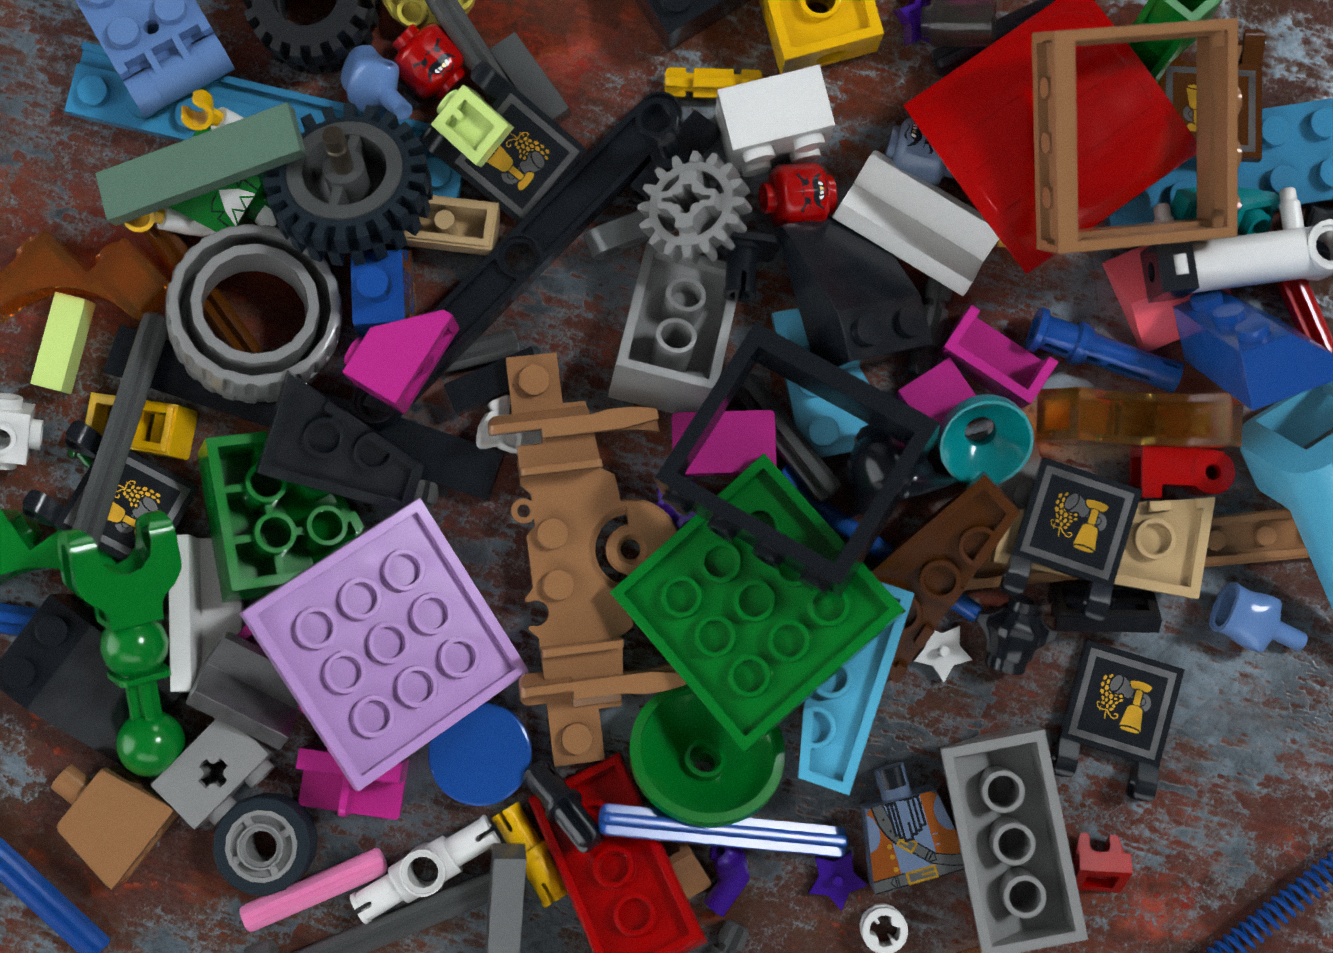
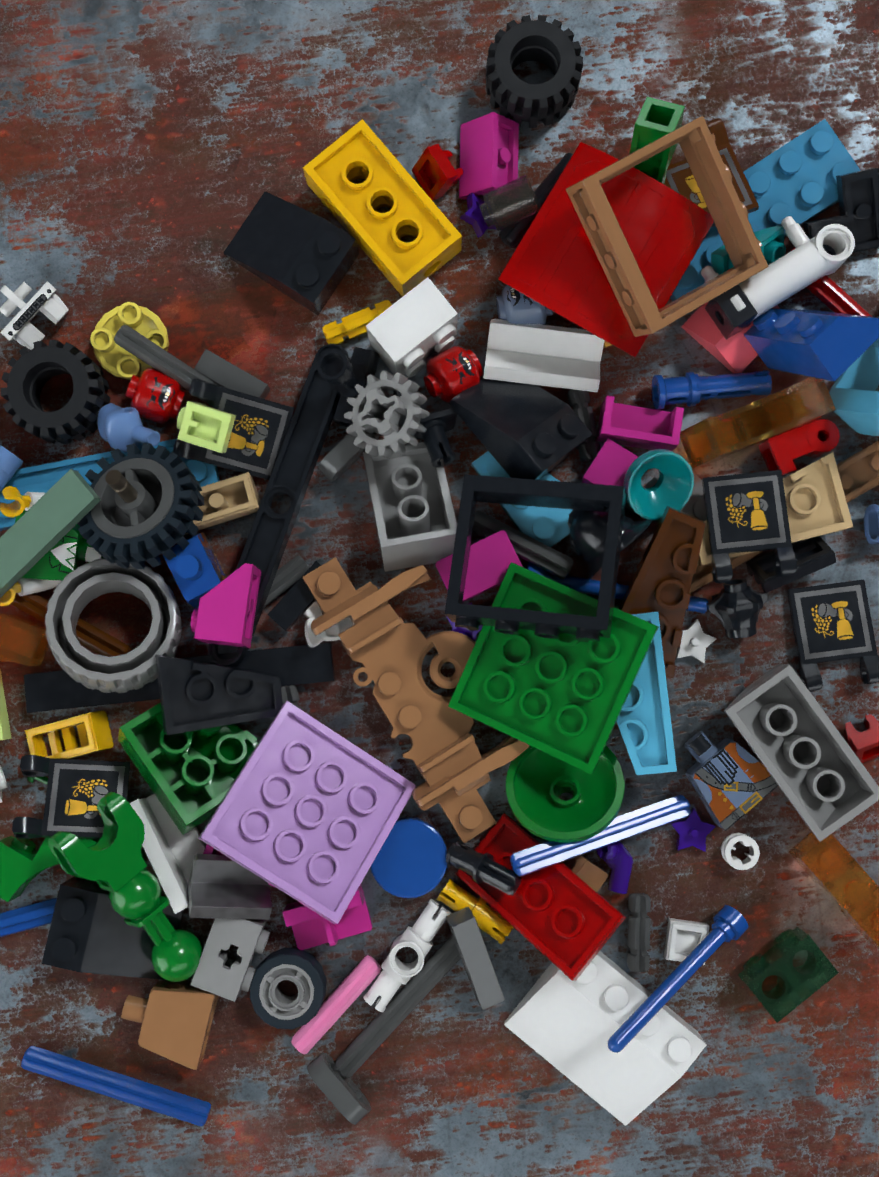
camera: 20 degrees left, 0 degrees up
(121, 426) = (57, 745): dark grey axle -> none

